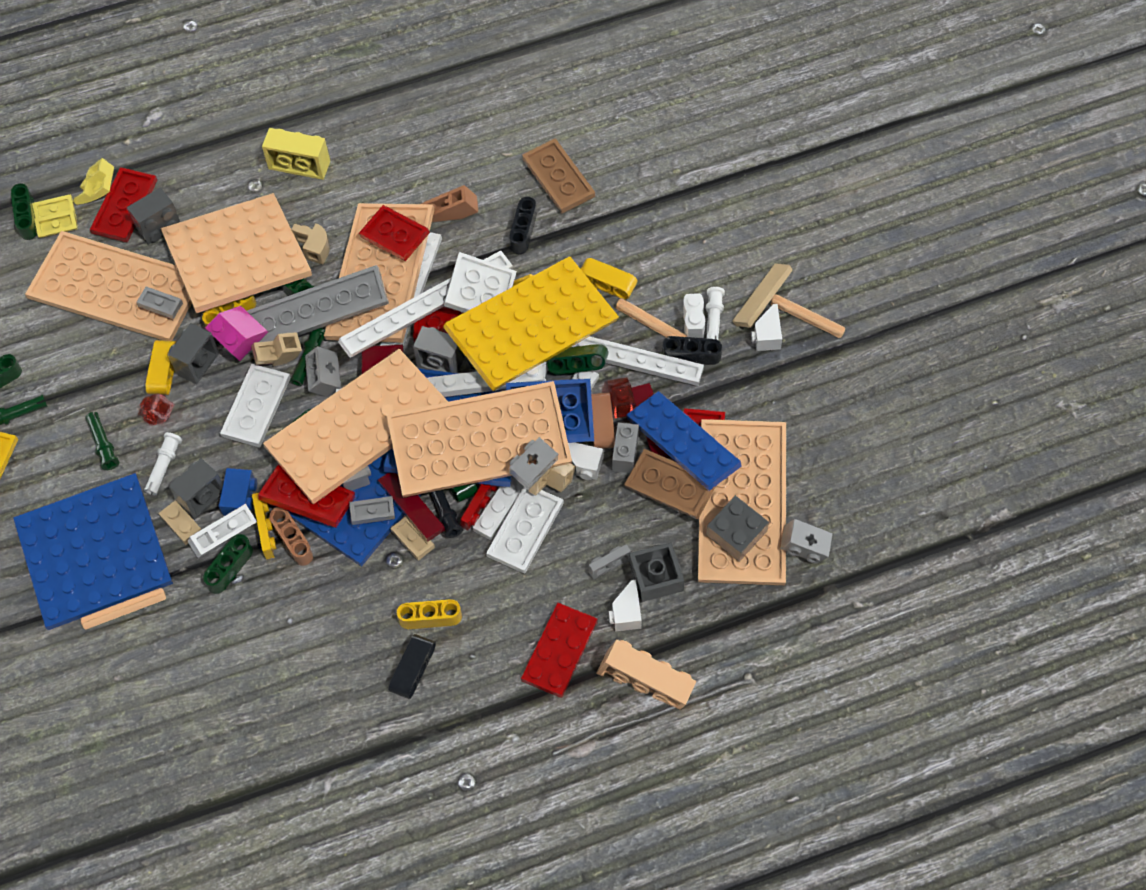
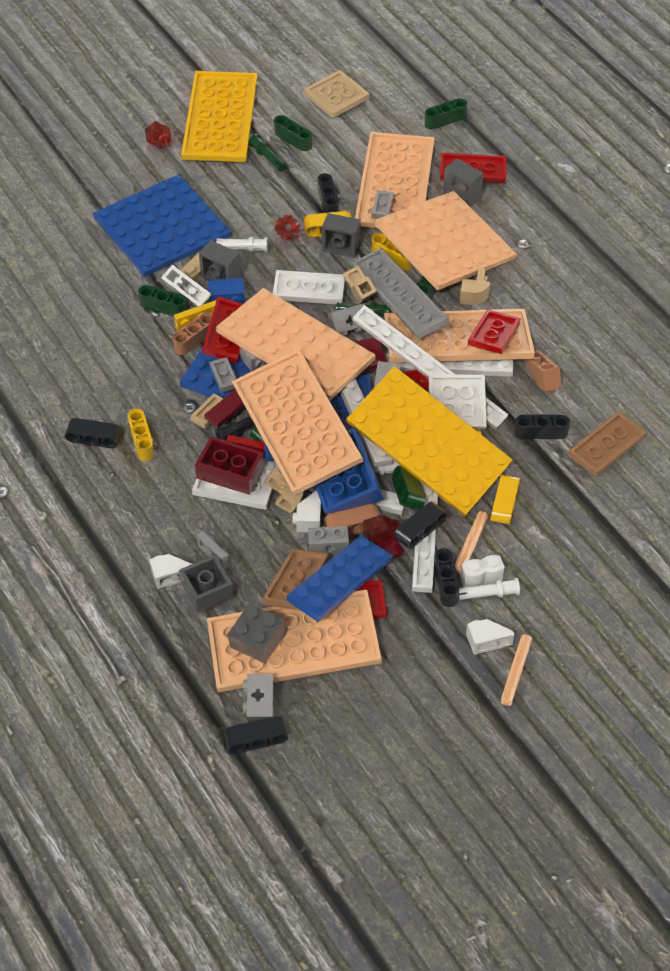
camera: 75 degrees right, 10 degrees down
(55, 216) = (449, 133): light yellow slope -> none
(96, 183) = (489, 147): light yellow slope -> none
(104, 448) = (248, 209): dark green pin -> none
(123, 608) = (116, 252): light nougat axle -> none
(124, 359) = (327, 193): none -> black beam
(236, 331) = (366, 252): dark pink slope -> none
(296, 153) = (557, 255): light yellow brick -> none
(512, 520) = (229, 465): none -> dark red brick
(530, 474) = (278, 459): light grey brick -> none
(559, 650) = (125, 531): red plate -> none
(630, 356) = (420, 525): none -> black beam
(646, 674) = (105, 592): light nougat wedge -> none
(762, 295) = (527, 626): tan tile -> none
(844, 555) = (255, 735): none -> black beam

